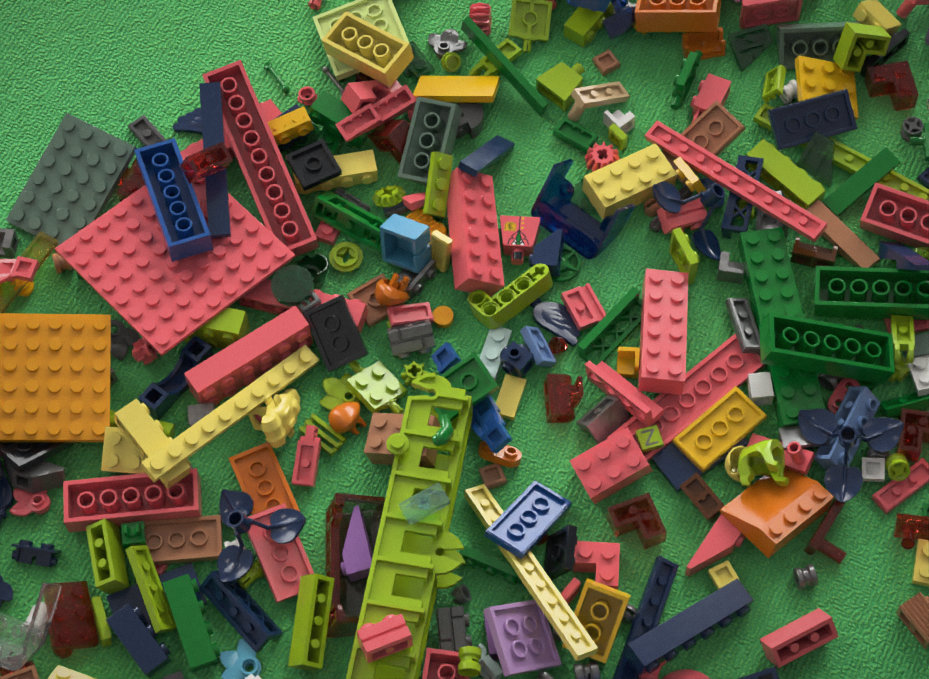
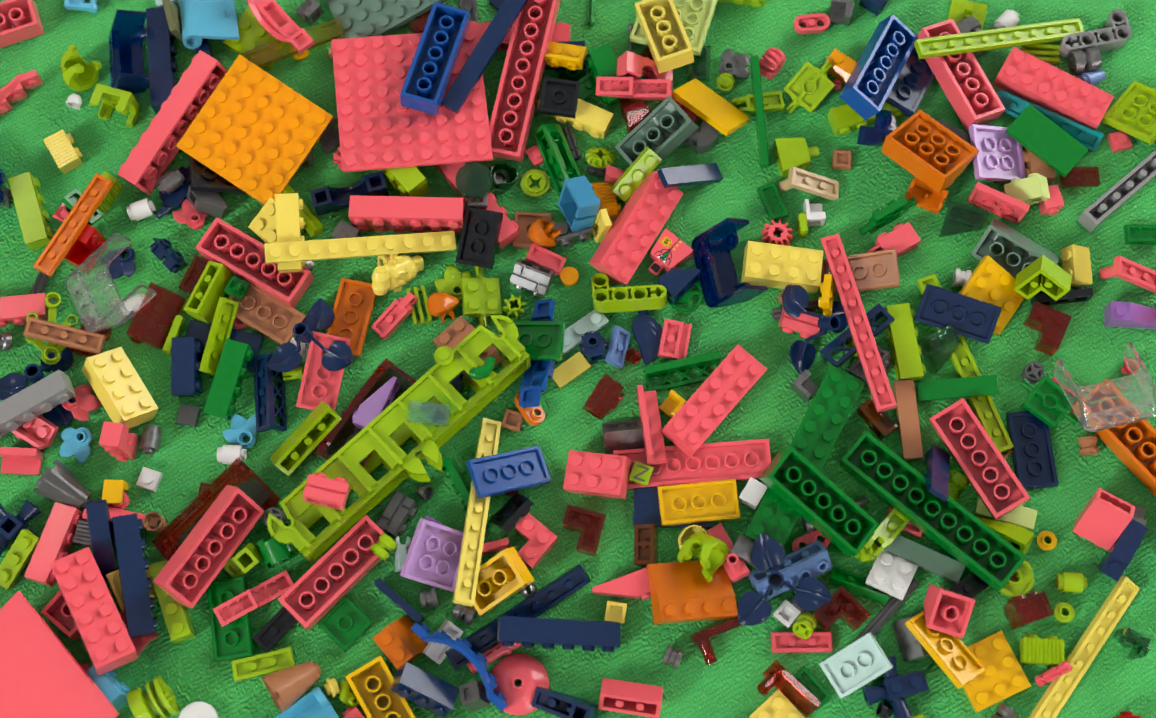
camera: 35 degrees right, 10 degrees up
(79, 553) = (193, 274): none -> clear red plate
(206, 162) = (473, 46): clear red brick -> none
(303, 93) = (598, 35): coral plate -> none
(683, 255) = (775, 359): lime plate -> none
(744, 324) = (780, 434): dark grey tile -> none
(774, 84) = (953, 263): lime tile -> none

